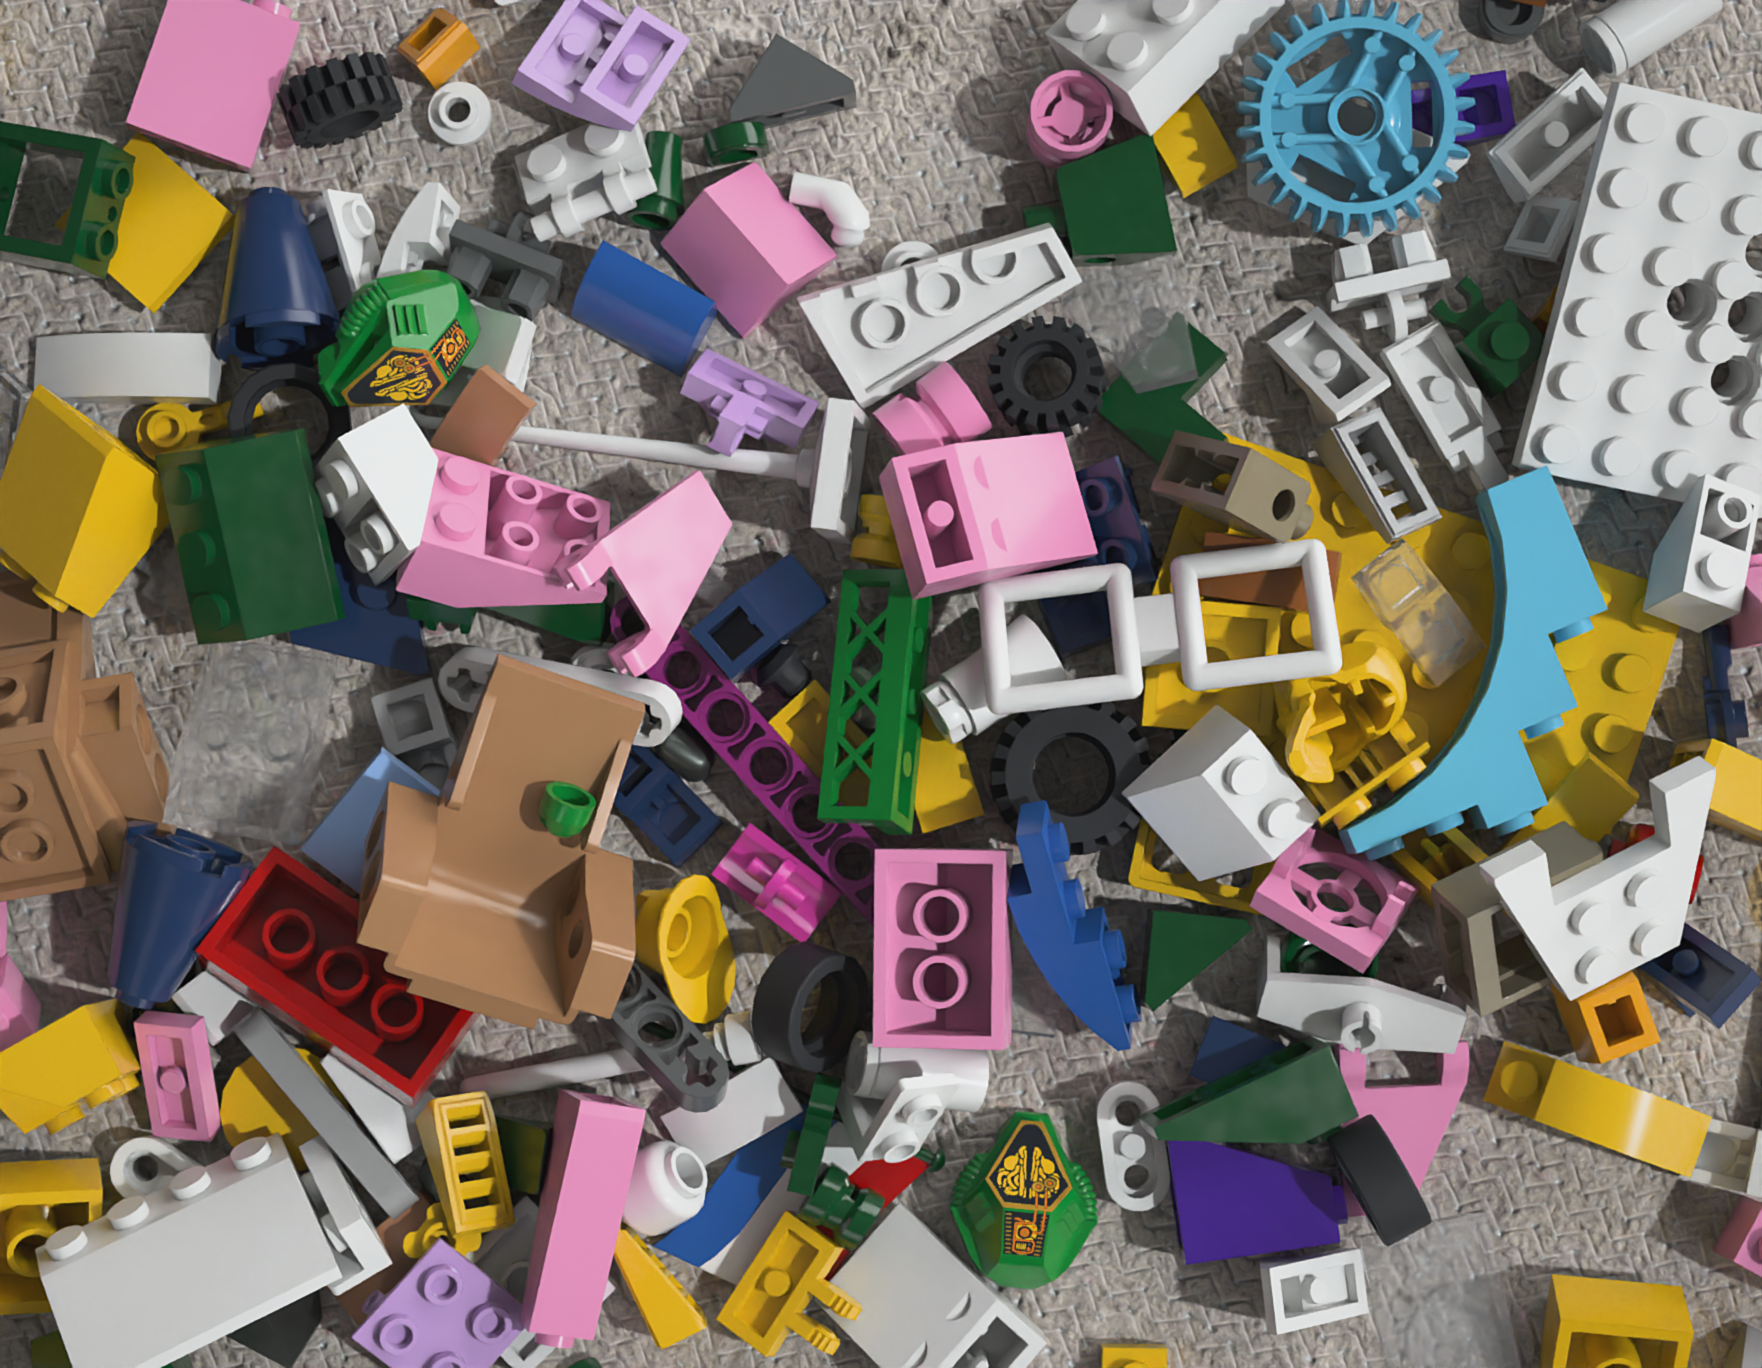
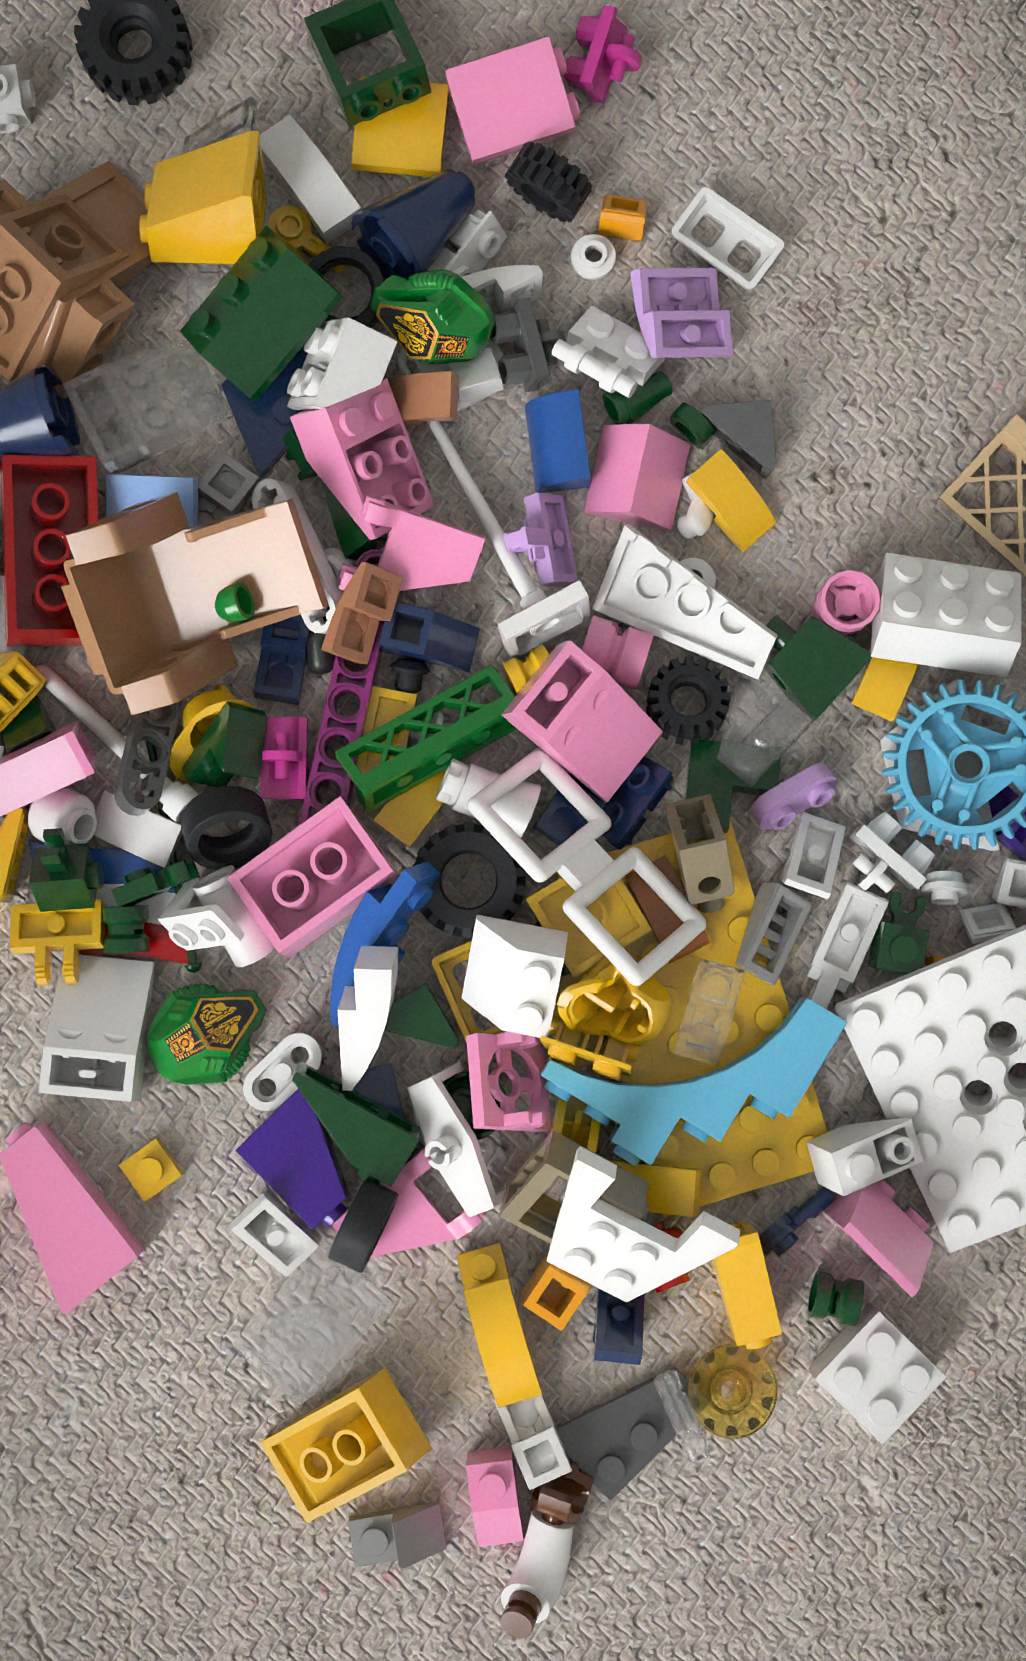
camera: 55 degrees right, 0 degrees up
(671, 659) = (364, 603): none -> nougat slope
(721, 936) = (229, 747): none -> dark green slope
(728, 1231) = (64, 874): none -> dark green brick
(855, 159) = (733, 500): none -> yellow slope
(1141, 998) = (365, 1010): none -> white slope
(1241, 360) = (802, 791): none -> lavender plate
(1468, 246) = (944, 887): none -> white plate

